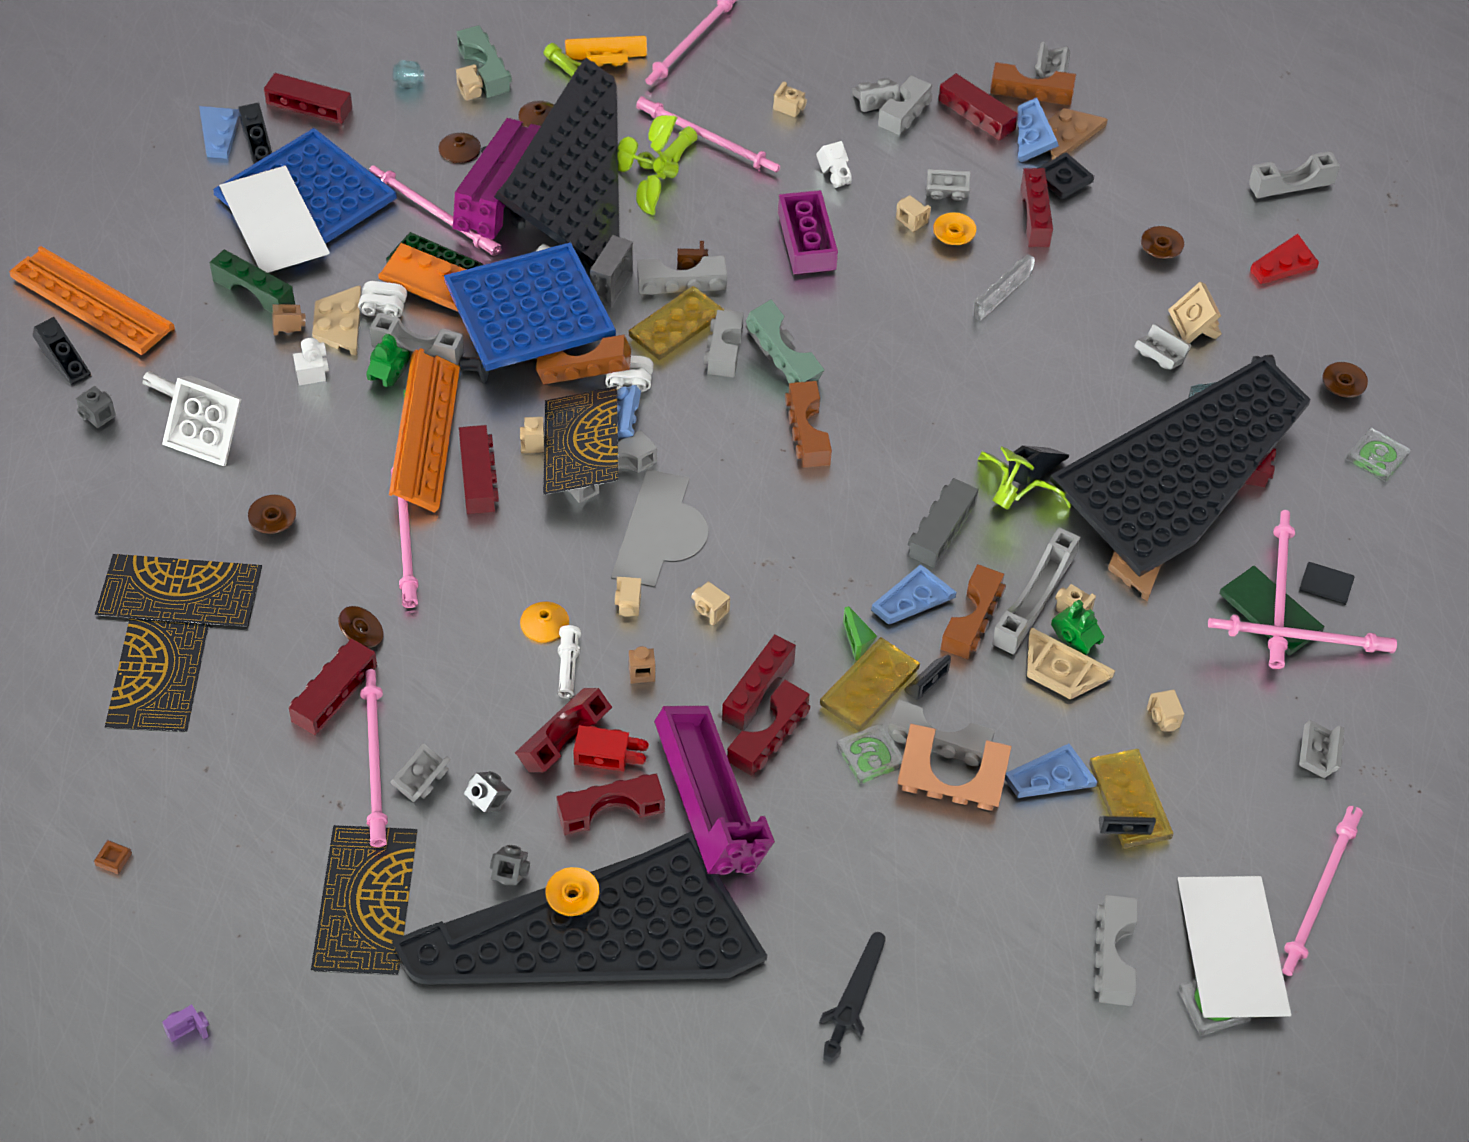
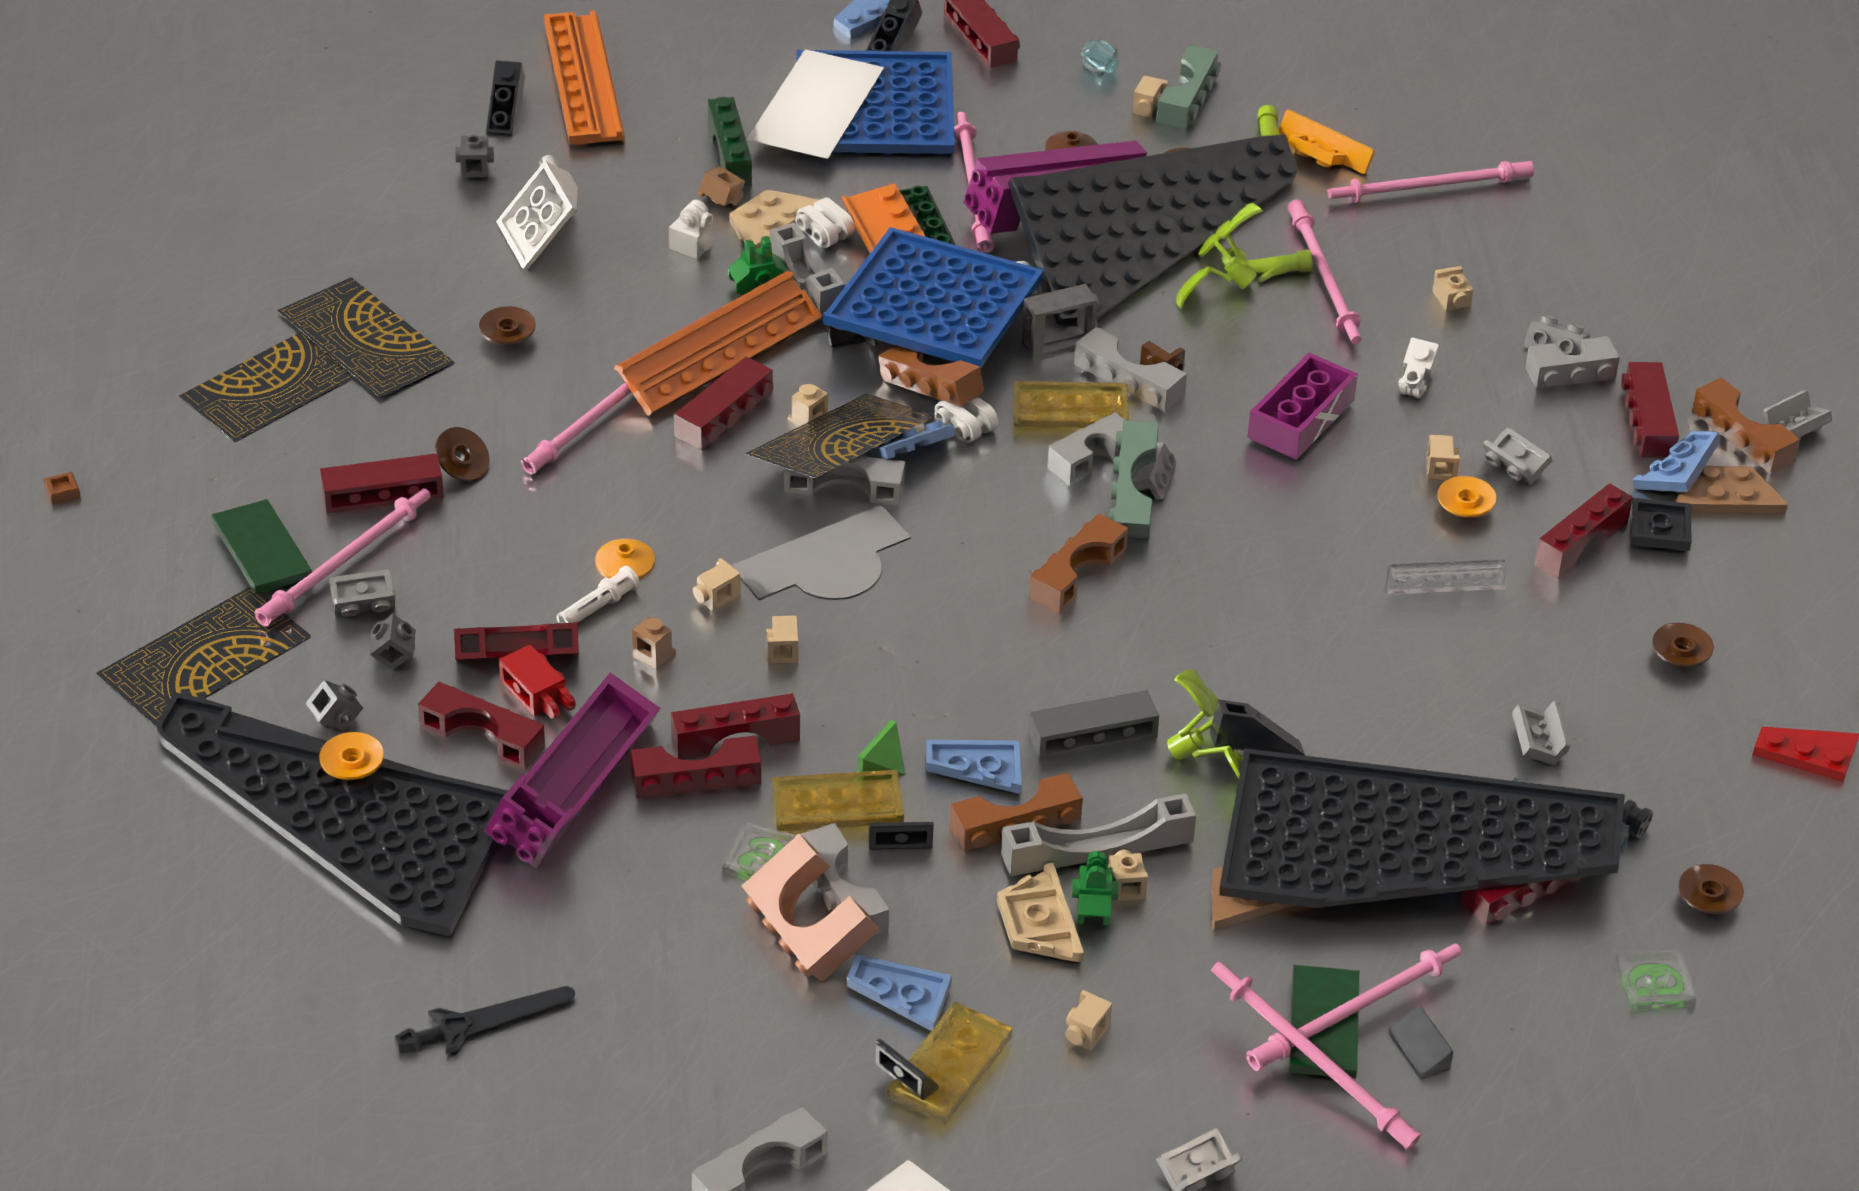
camera: 45 degrees right, 10 degrees down
(311, 792) = (261, 546): none -> dark green tile
(1196, 314) = (1623, 728): tan bracket -> none

